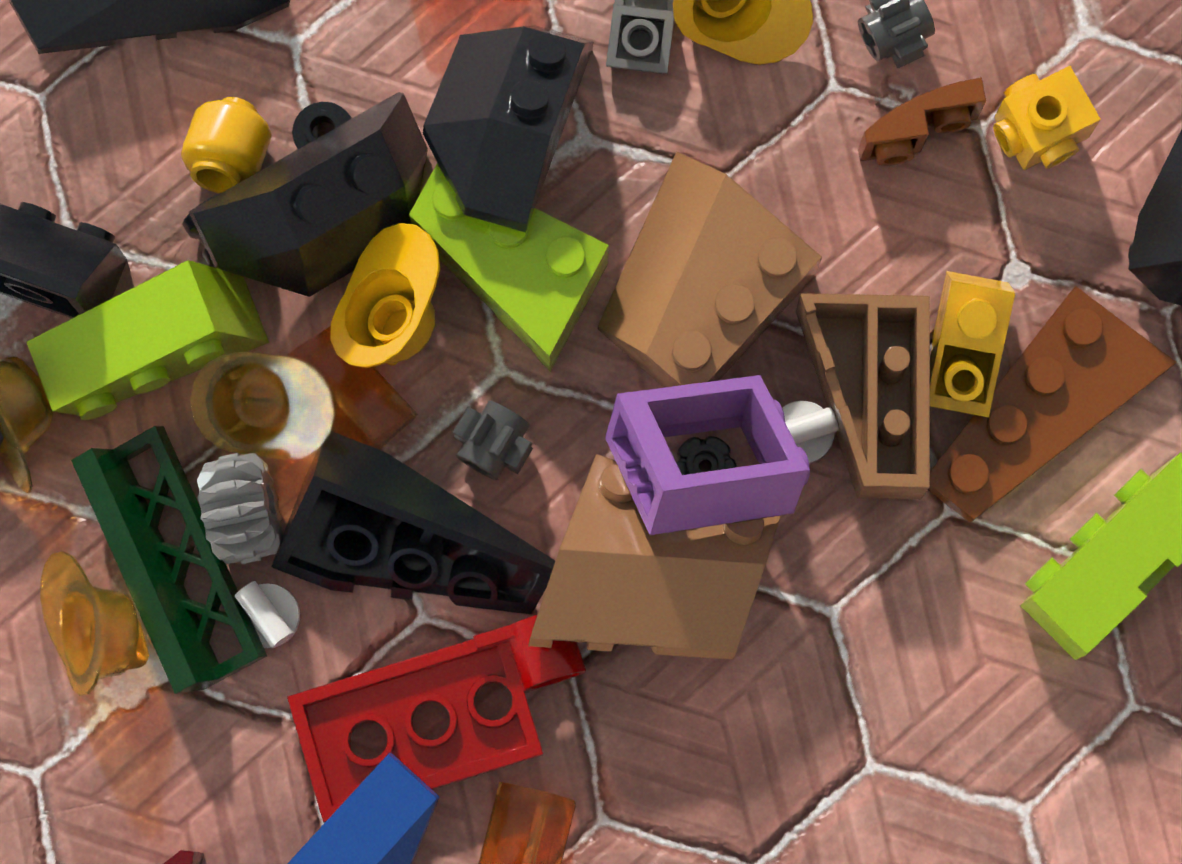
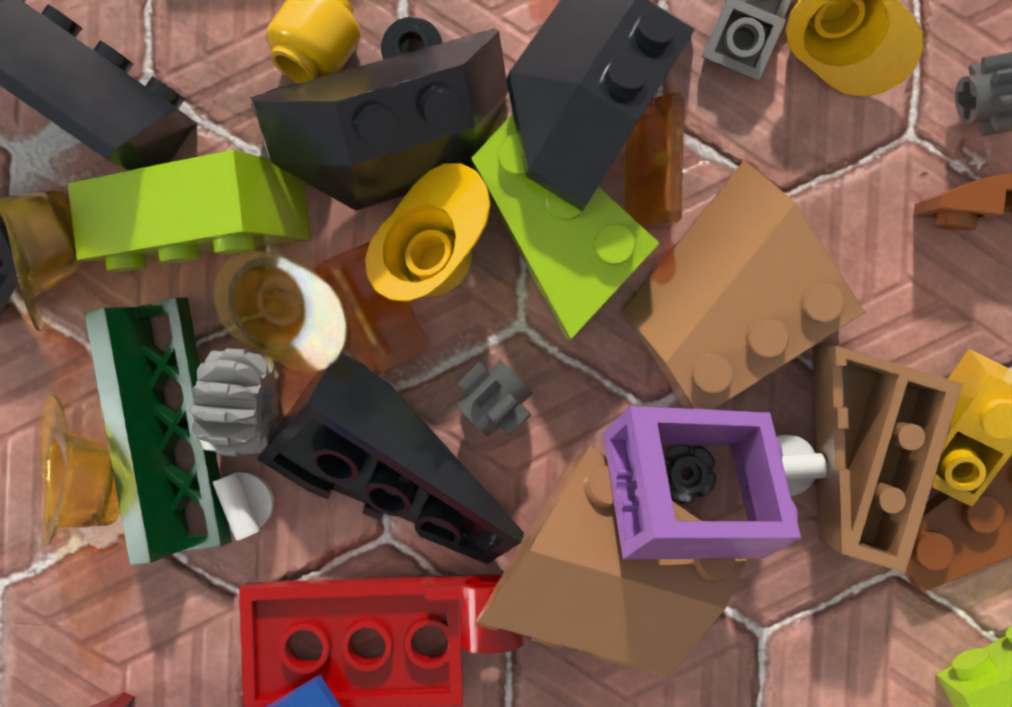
camera: 15 degrees right, 10 degrees up
(588, 177) = (656, 164): none -> clear orange slope

